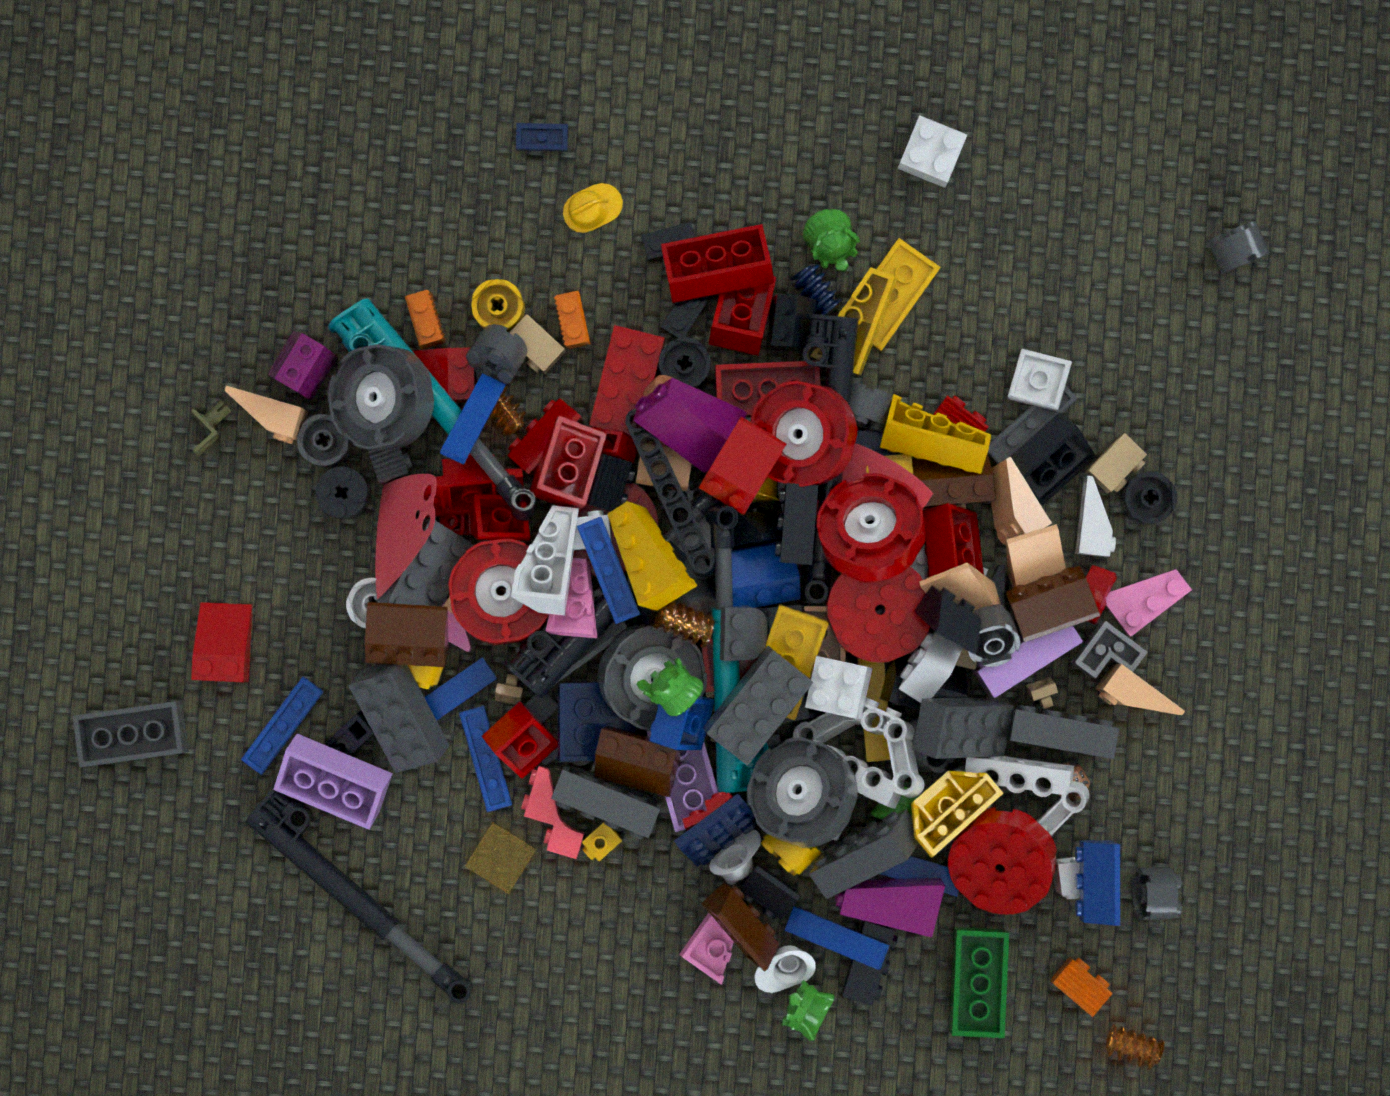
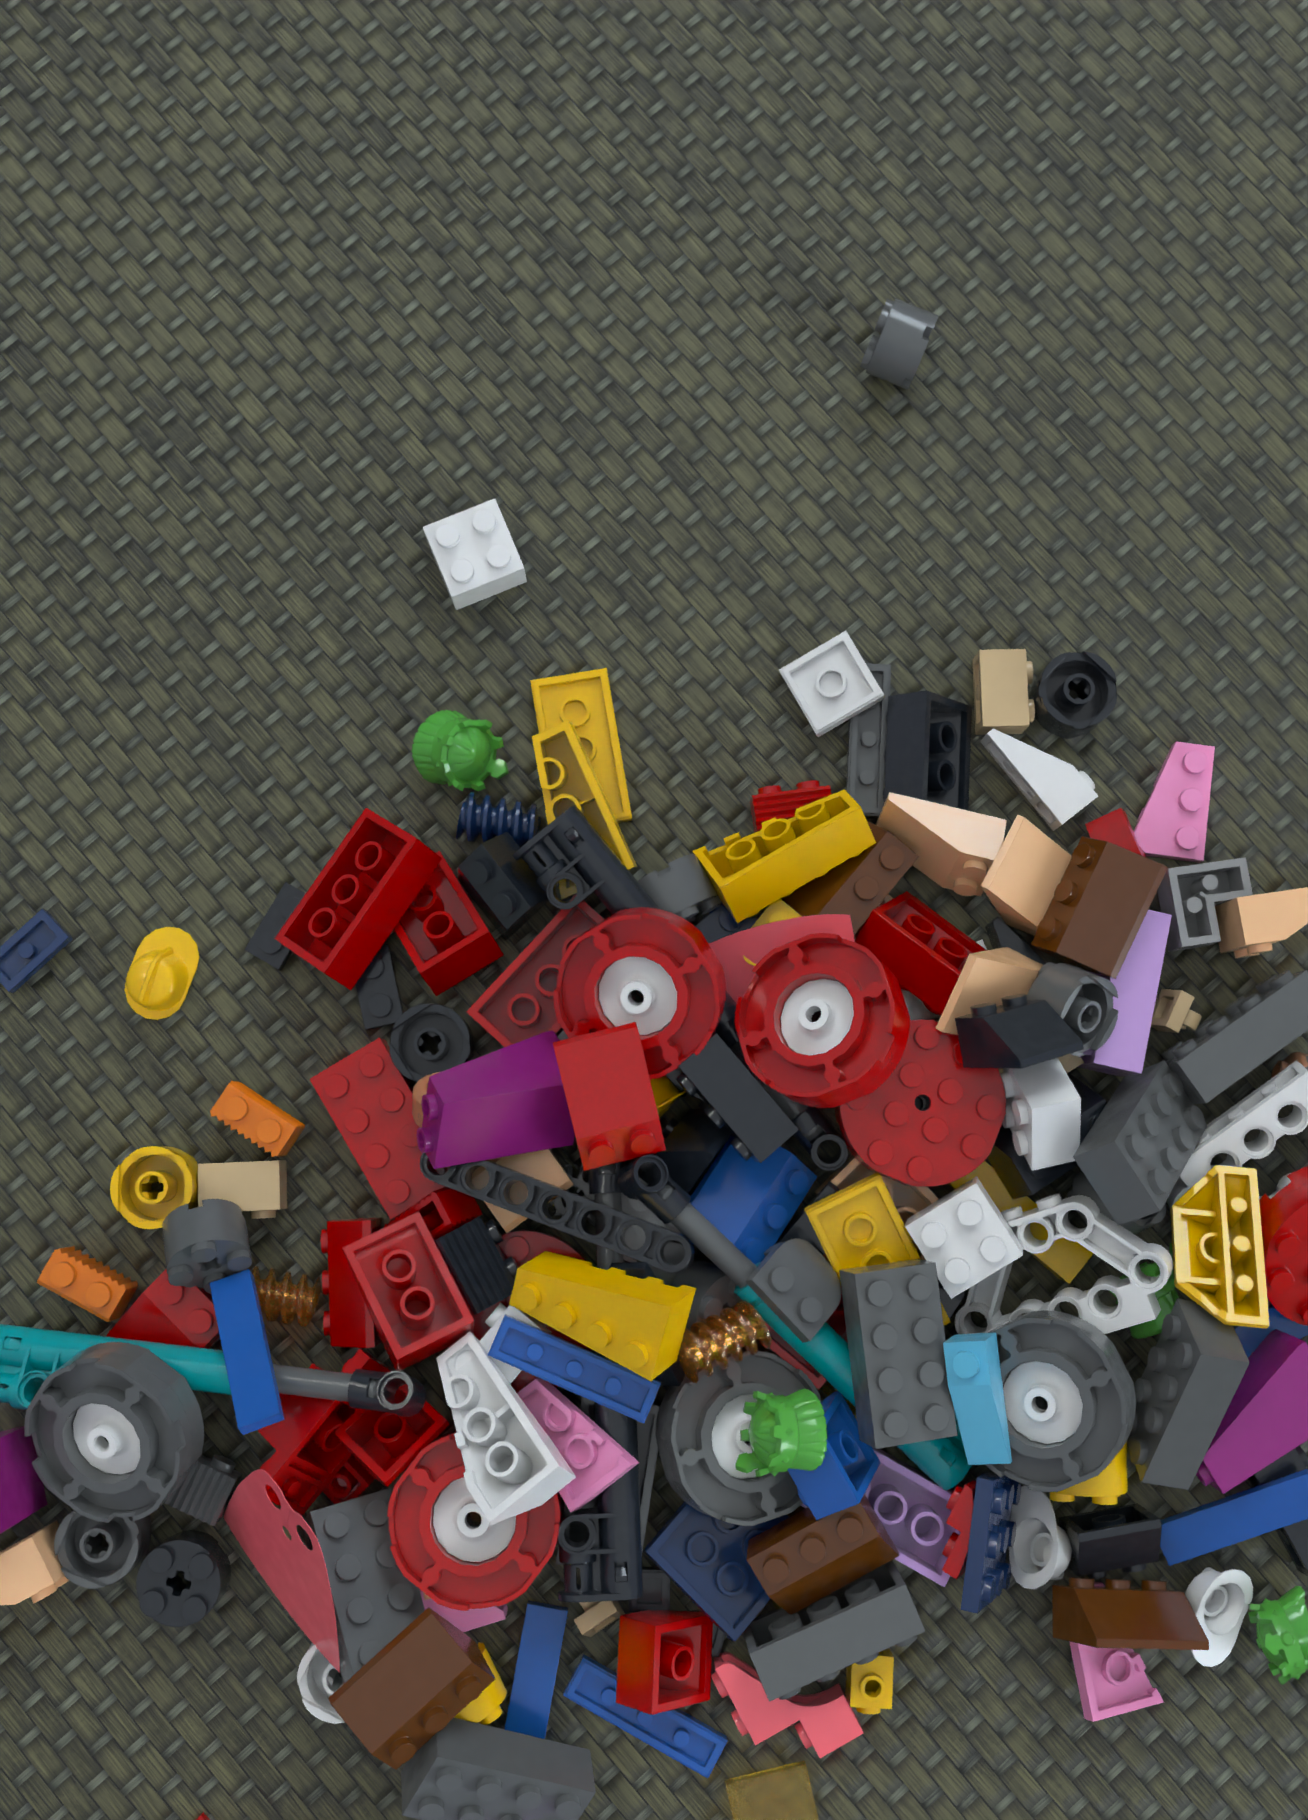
camera: 55 degrees left, 5 degrees down
(773, 759) = (978, 1397): none -> medium azure slope

